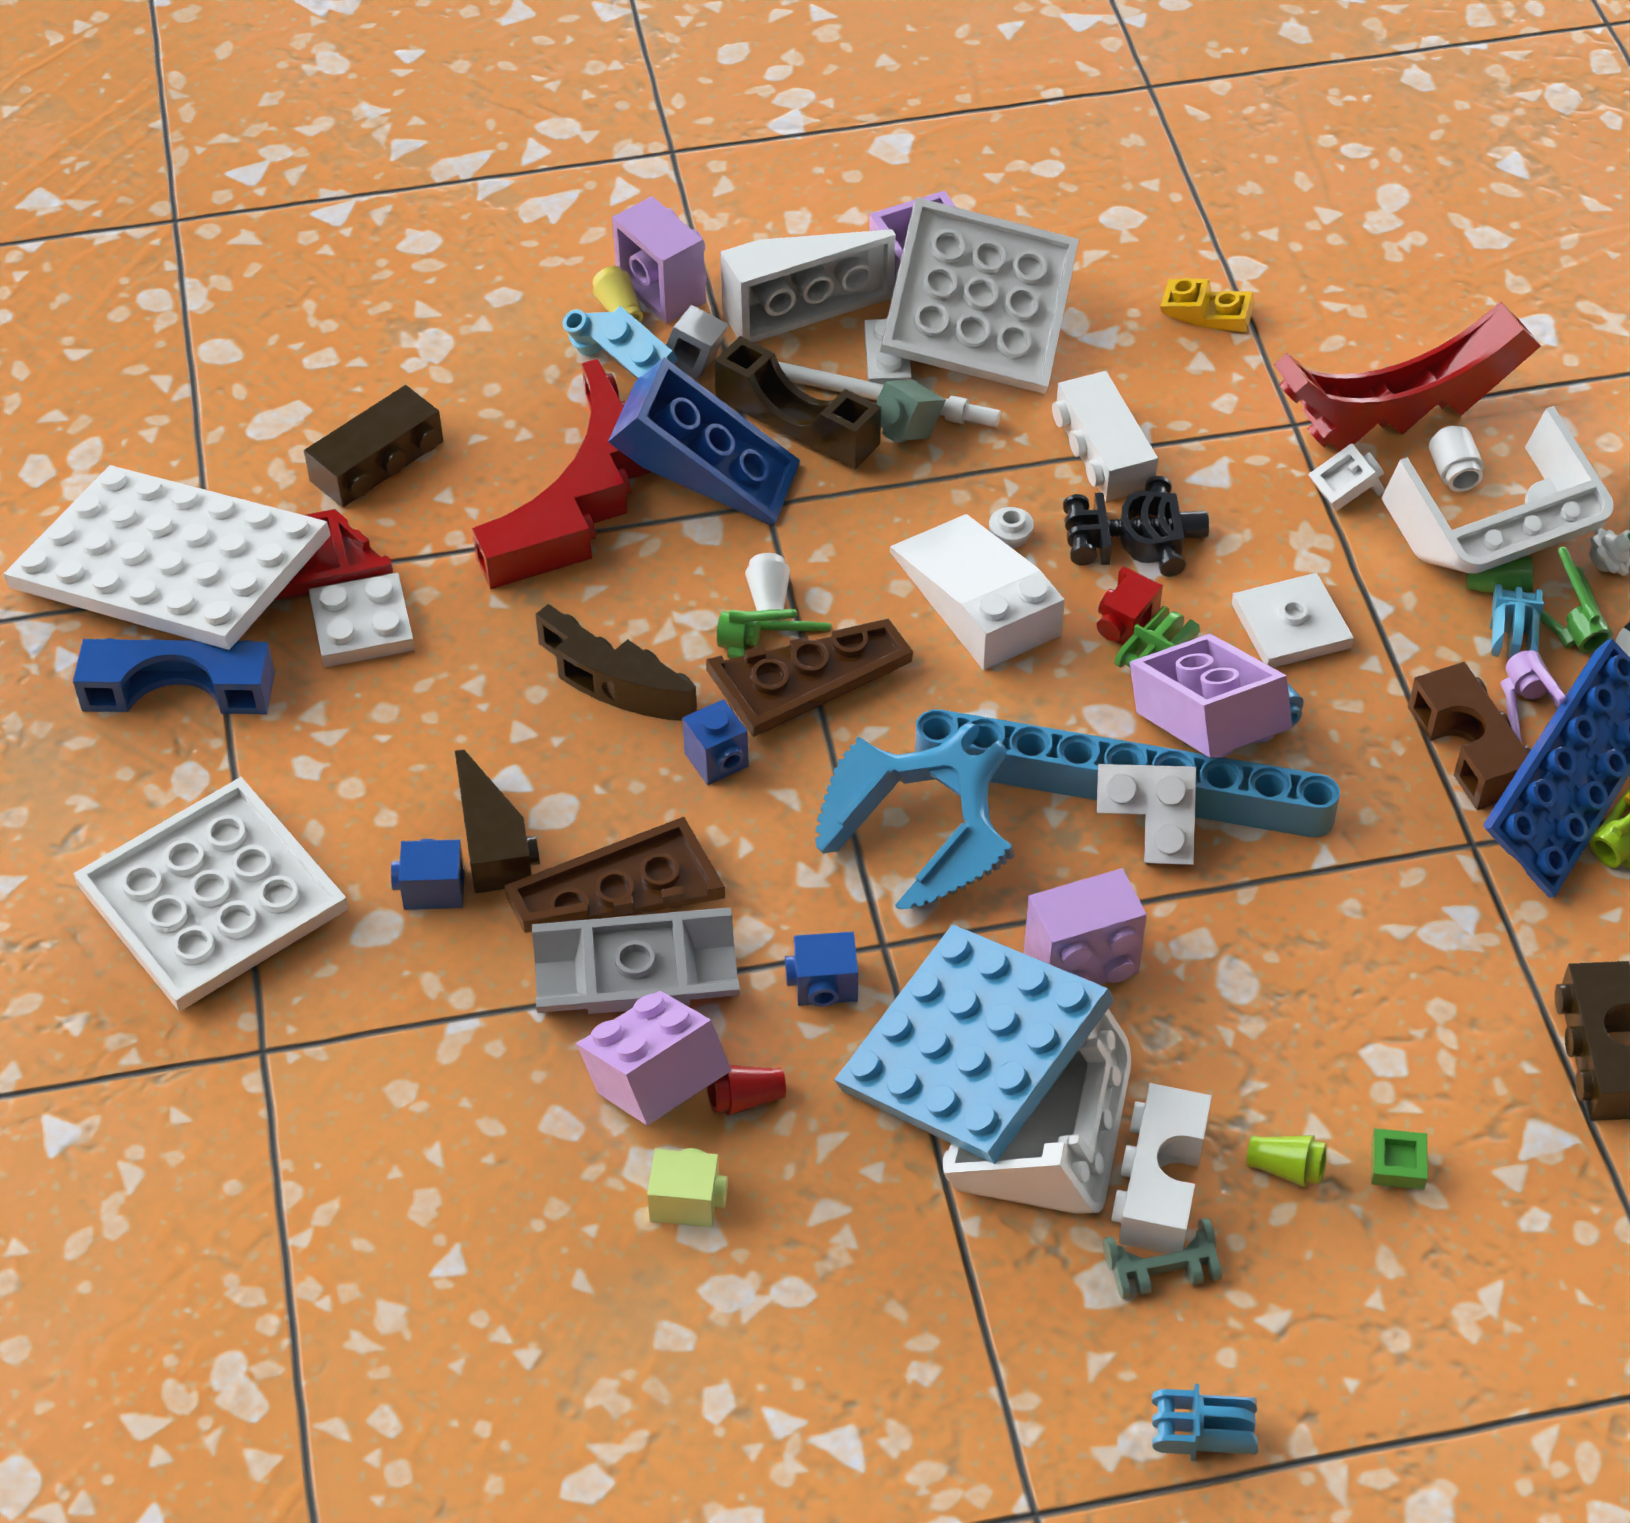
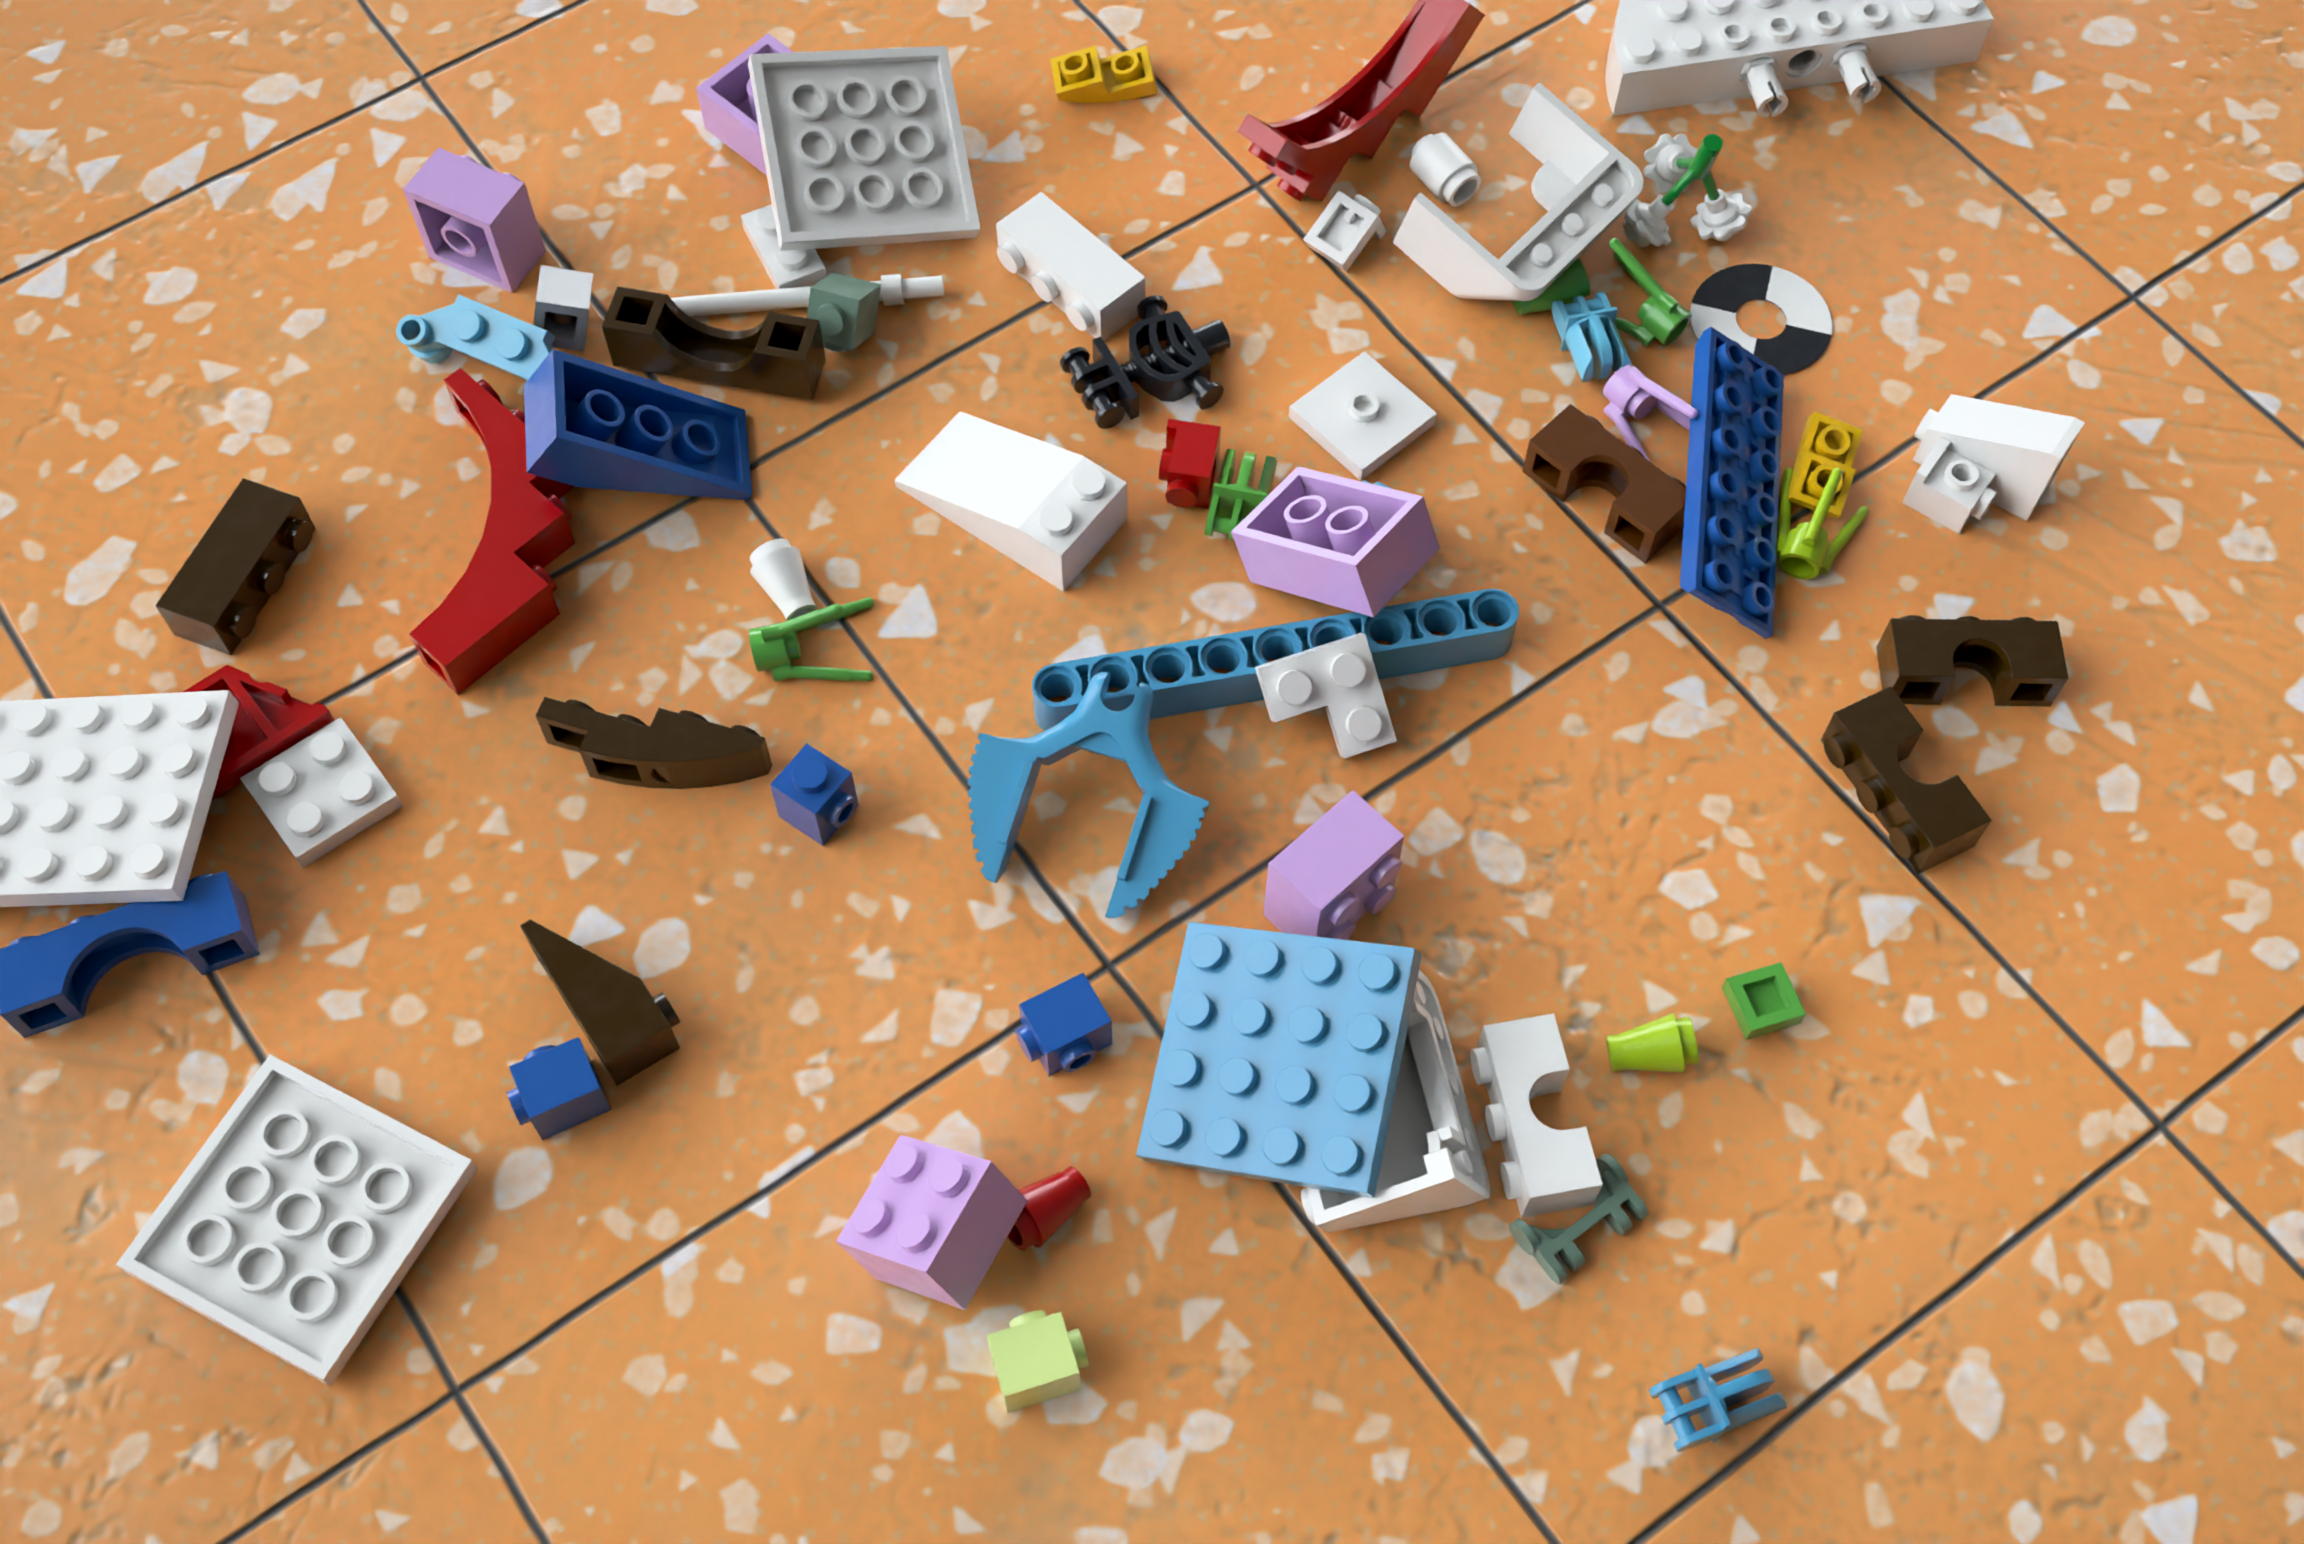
camera: 25 degrees left, 10 degrees up
(615, 289) = (440, 275): light yellow cone -> none
(621, 959) = (847, 1105): light grey piece -> none
(625, 878) = (787, 1002): reddish brown wing -> none
(794, 679) = (867, 679): reddish brown wing -> none
(804, 280) = (653, 192): white slope -> none
(1011, 526) = (1020, 419): white plate -> none

